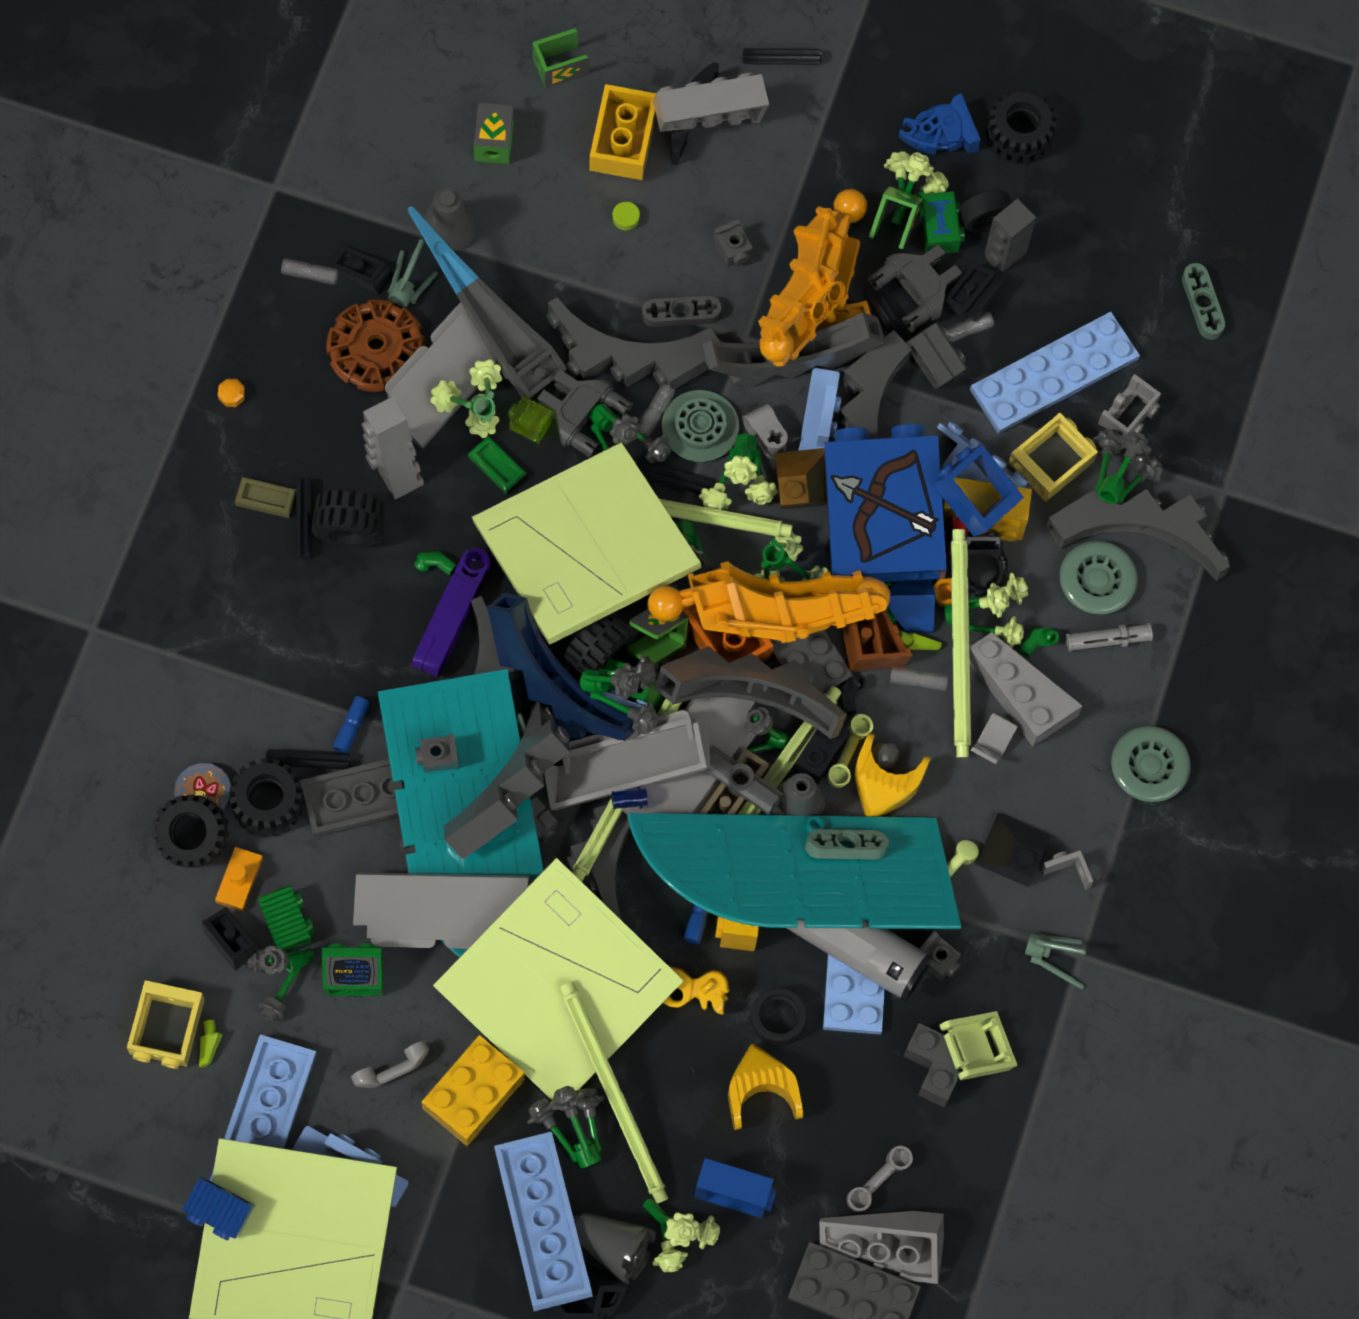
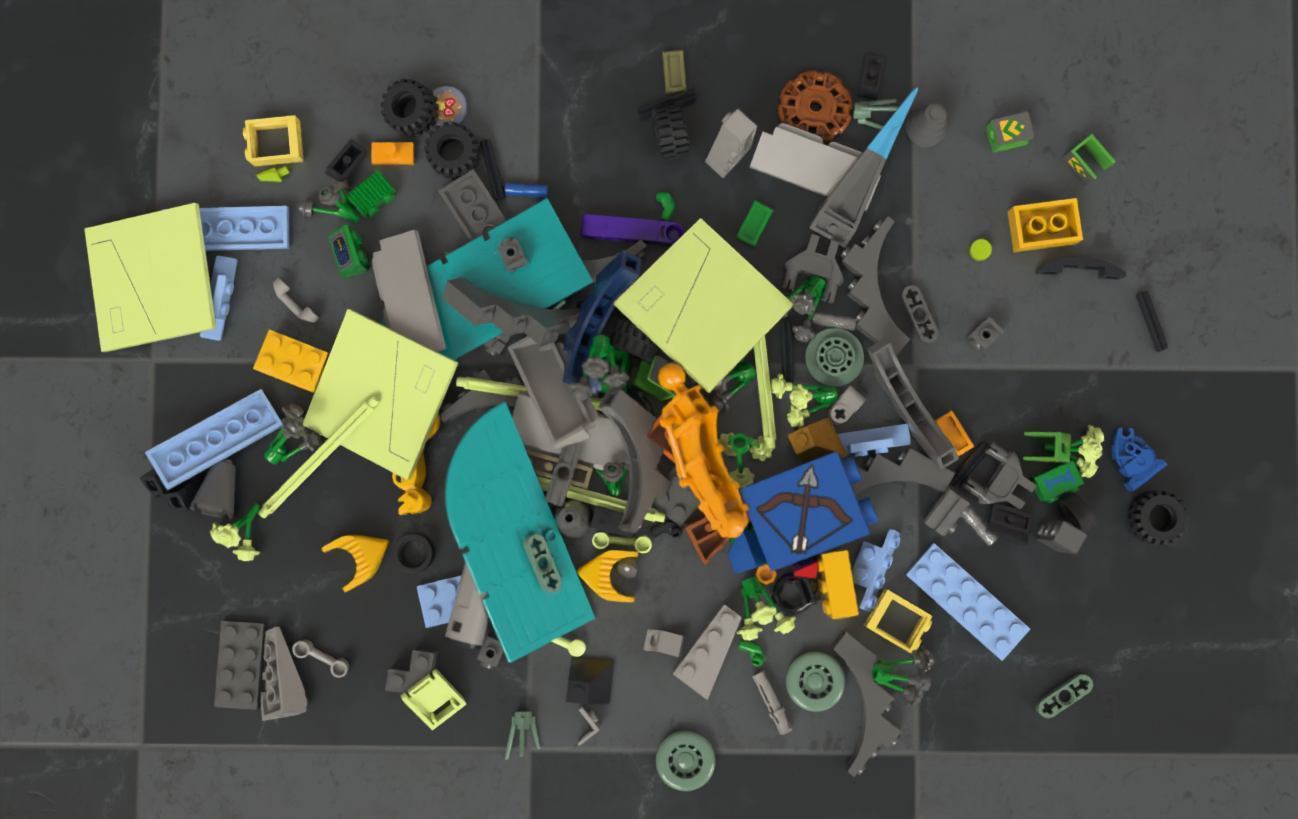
camera: 80 degrees right, 15 degrees up
(217, 1208) = (147, 219): blue brick -> none
(231, 392) = (744, 20): light orange tile -> none
(313, 272) = (855, 37): clear piece -> none
(482, 407) = (783, 196): yellowish green plant -> none
(530, 419) = (795, 234): clear neon green brick -> none
(629, 798) = (522, 399): clear blue pin -> none
(711, 103) = (1089, 280): light grey wedge -> none
(735, 1188) = (277, 562): blue window -> none
(818, 280) = (973, 406): light orange piece -> none
(918, 642) = (722, 565): lime bar -> none
(922, 679) = (694, 574): clear piece -> none
(959, 501) = (827, 594): blue window -> none
(960, 638) = (726, 597): yellowish green piece -> none
(1136, 388) = (975, 667): light grey window -> none

